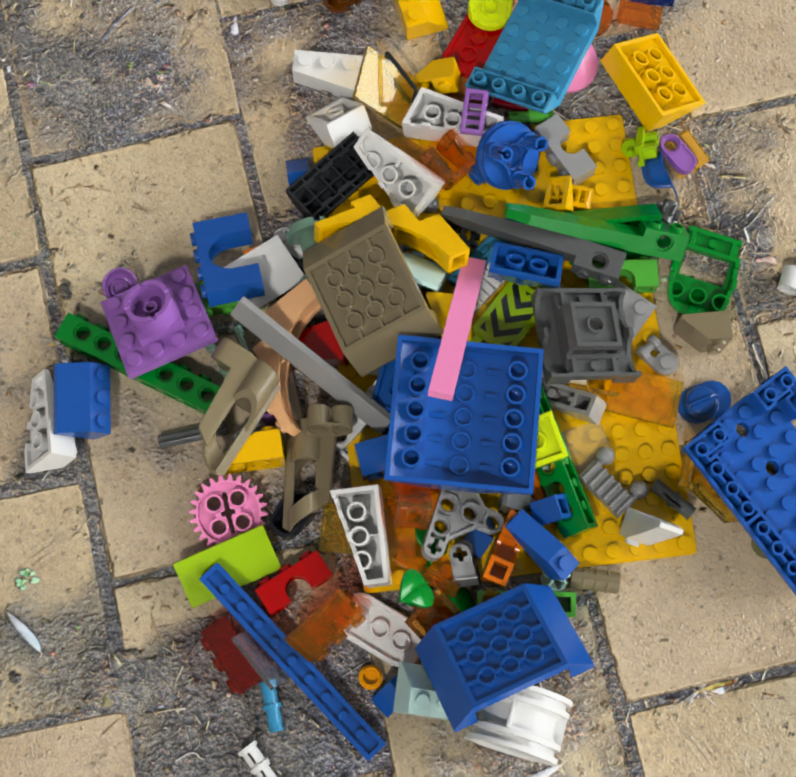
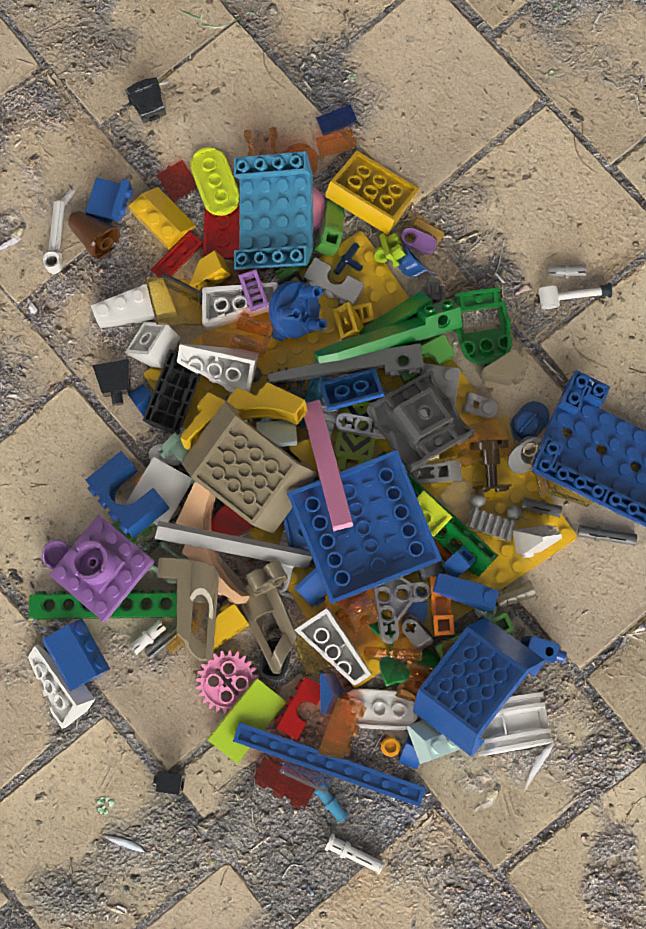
camera: 20 degrees left, 5 degrees up
(106, 589) = (169, 782): none -> black brick
(169, 422) = (147, 637): none -> white pin
(193, 443) = (178, 643): none -> clear yellow tile
(279, 138) = (114, 379): none -> black torso
(335, 576) = (329, 692): none -> blue slope
(415, 47) = (178, 255): none -> red tile
(517, 303) = (347, 429): none -> white beam
(588, 96) = (330, 229): none -> bright green slope
(591, 135) = (347, 259): none -> clear blue piece
(607, 659) = (540, 645): none -> blue torso
(643, 414) = (490, 458): none -> dark brown piece
(681, 429) = (524, 452): none -> light grey piece
(732, 568) = (607, 535): none -> dark grey pin

